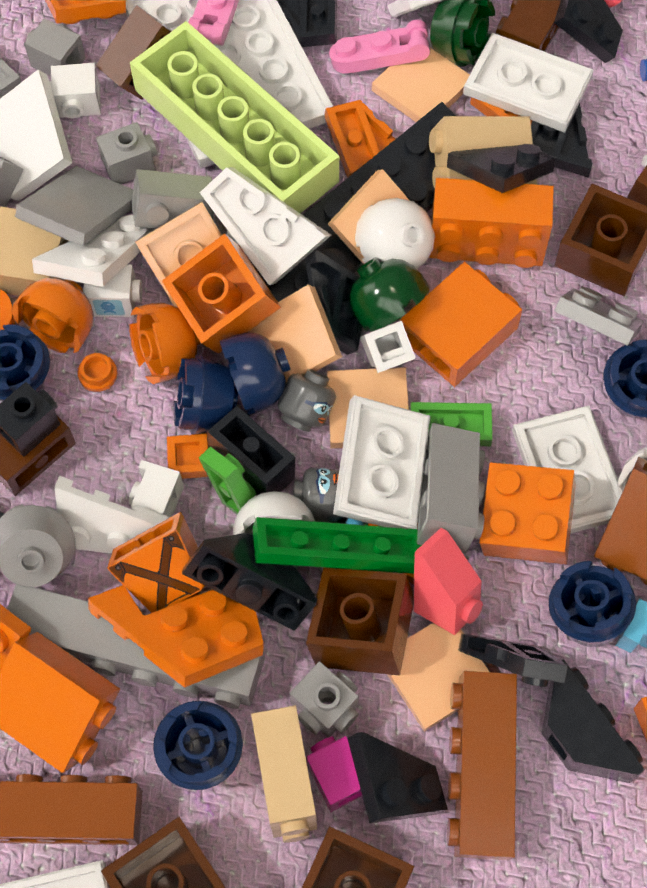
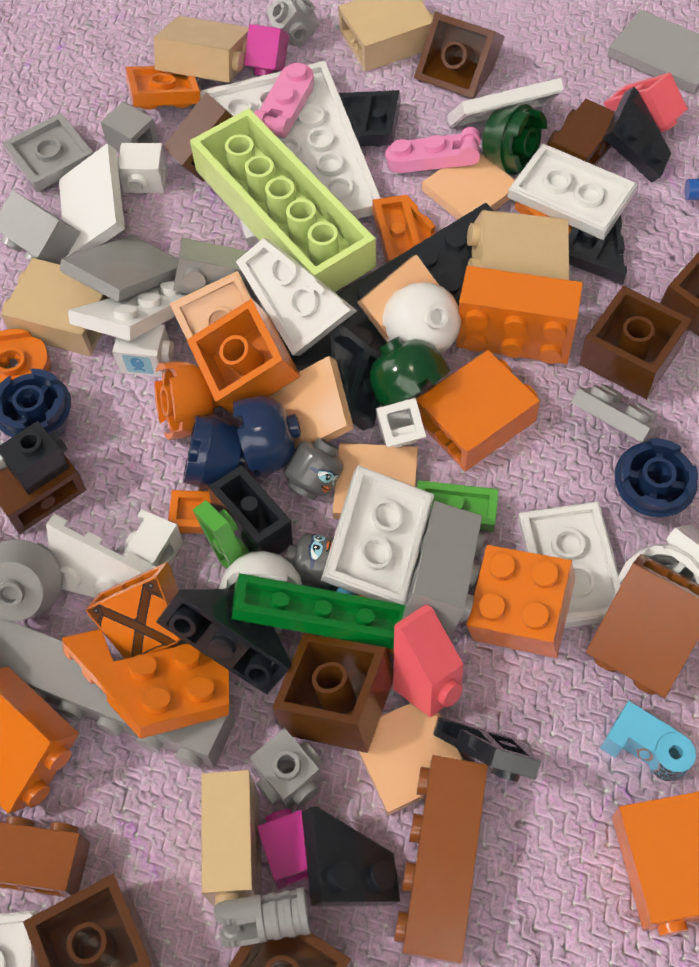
camera: 10 degrees right, 5 degrees down
(55, 313) = (85, 362): orange cylinder -> none
(97, 372) = (117, 424): orange plate -> none
(126, 151) = (177, 222): light grey brick -> none
(198, 745) = (148, 801): dark blue cone -> none
(329, 839) = (263, 917): none -> light grey hinge
(502, 166) = (535, 261): black wing -> none
(585, 733) = (556, 837): black slope -> none
(592, 604) = (577, 701): dark blue cone -> none

